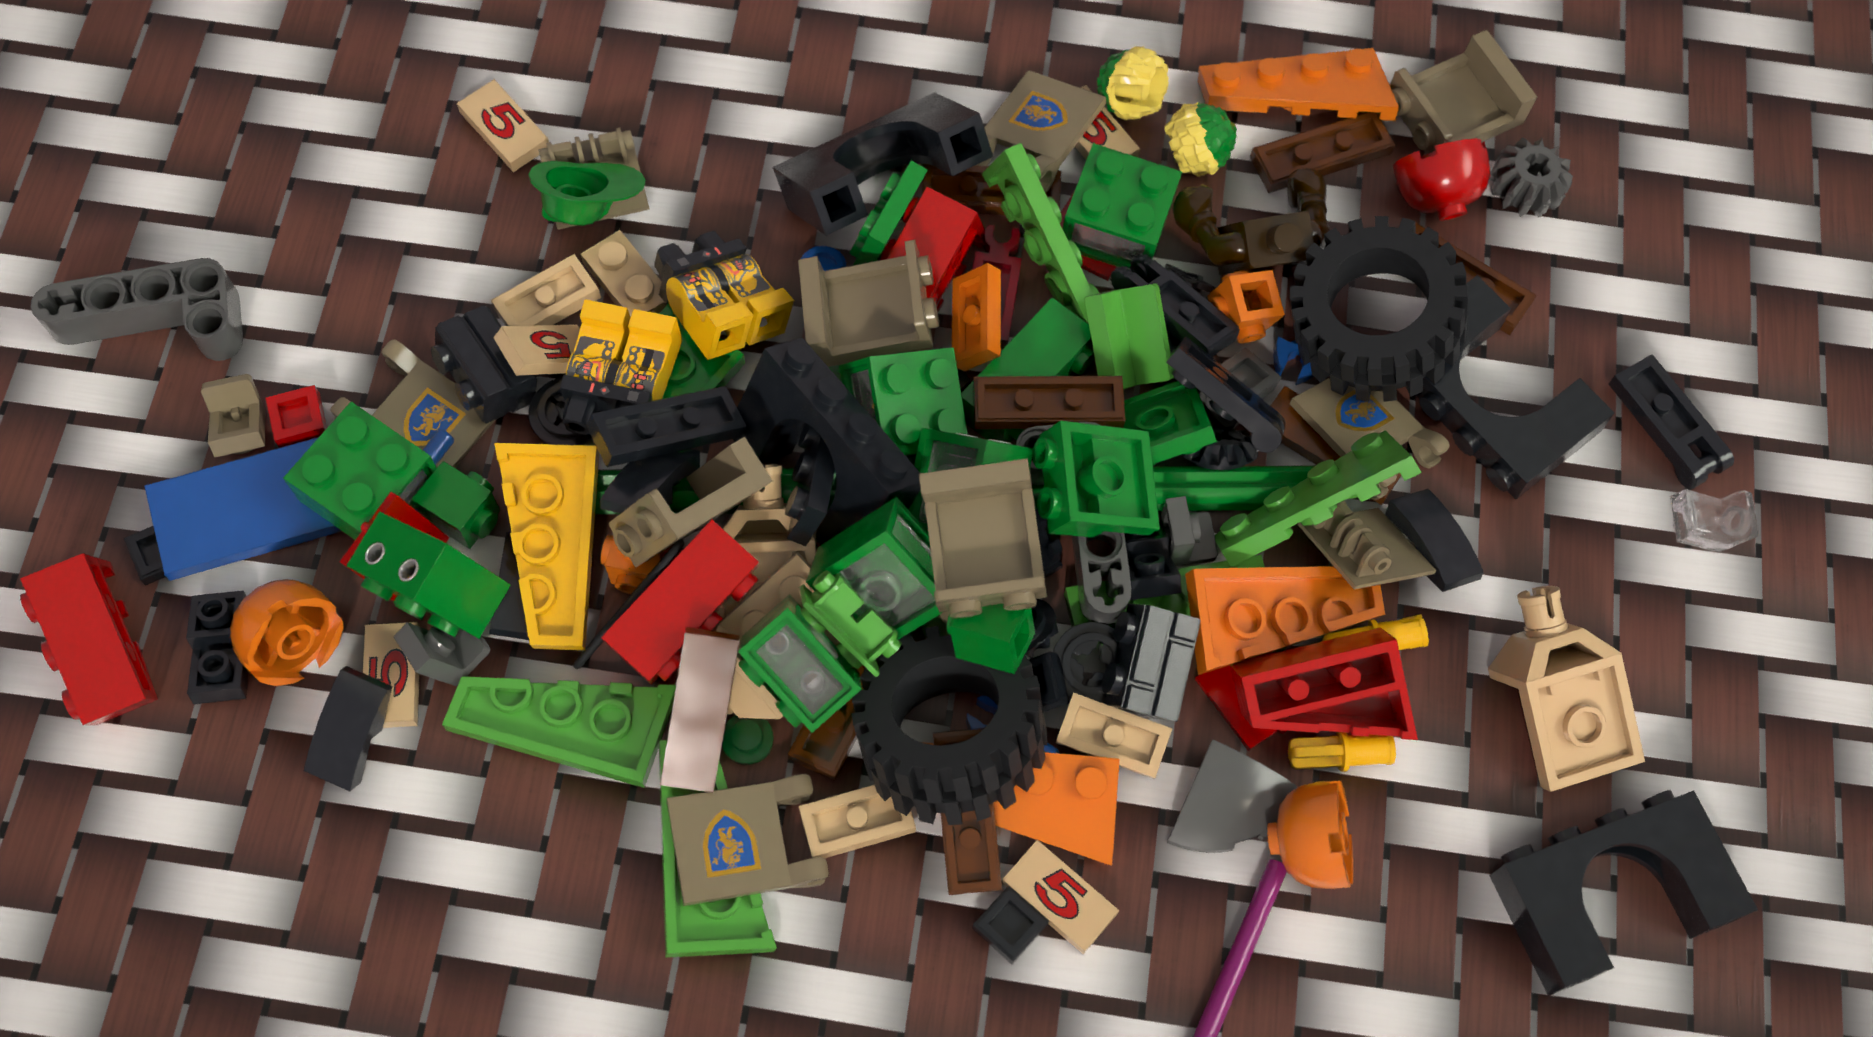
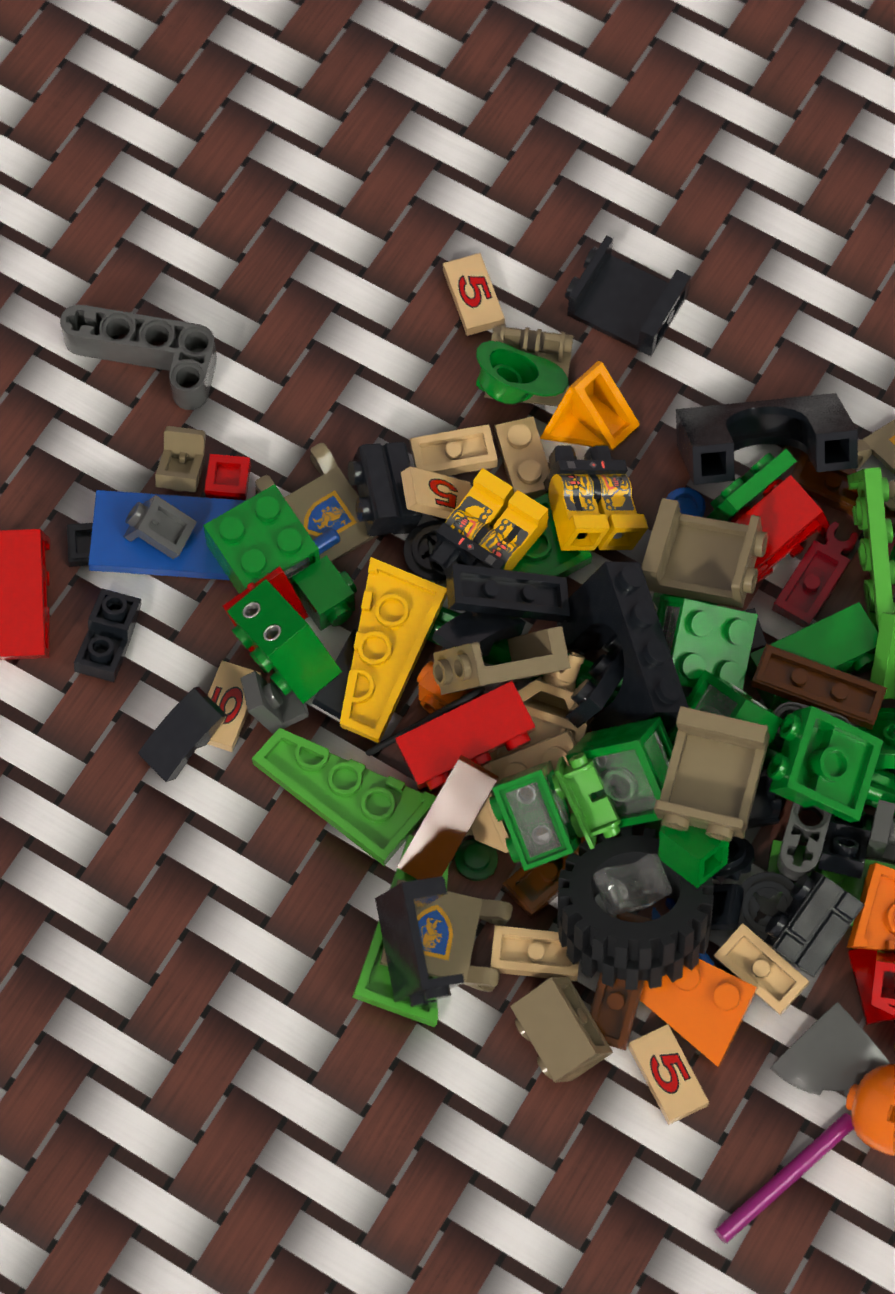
camera: 25 degrees right, 0 degrees up
(233, 498) = (159, 526): none -> dark grey bracket
(284, 630) = (162, 641): orange cylinder -> none
(671, 76) = (625, 299): none -> black panel
(682, 202) = (592, 412): none -> light orange slope
(704, 872) = (404, 944): none -> black panel
(921, 897) = (560, 1030): none -> dark tan brick
(939, 699) = (632, 885): none -> clear bracket
(976, 316) = (789, 595): orange plate -> none
(1010, 925) = (621, 1079): black tile -> none

